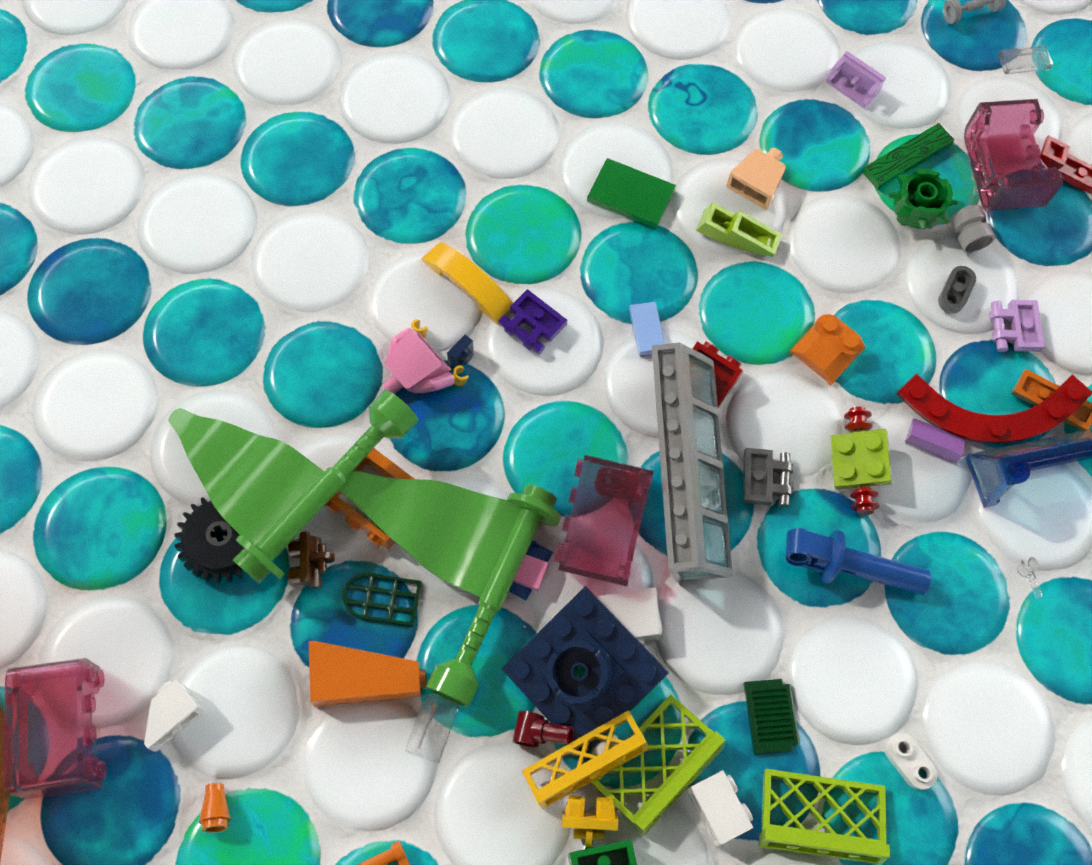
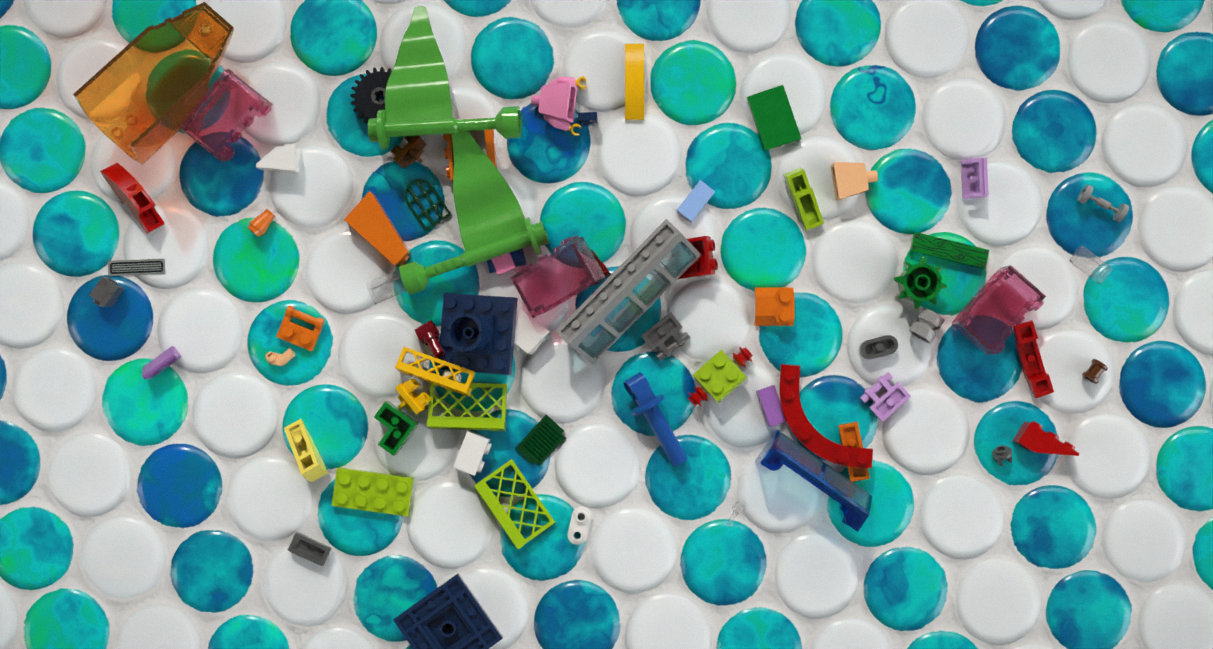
camera: 55 degrees right, 20 degrees up
(537, 315) = (648, 138): dark purple plate -> none

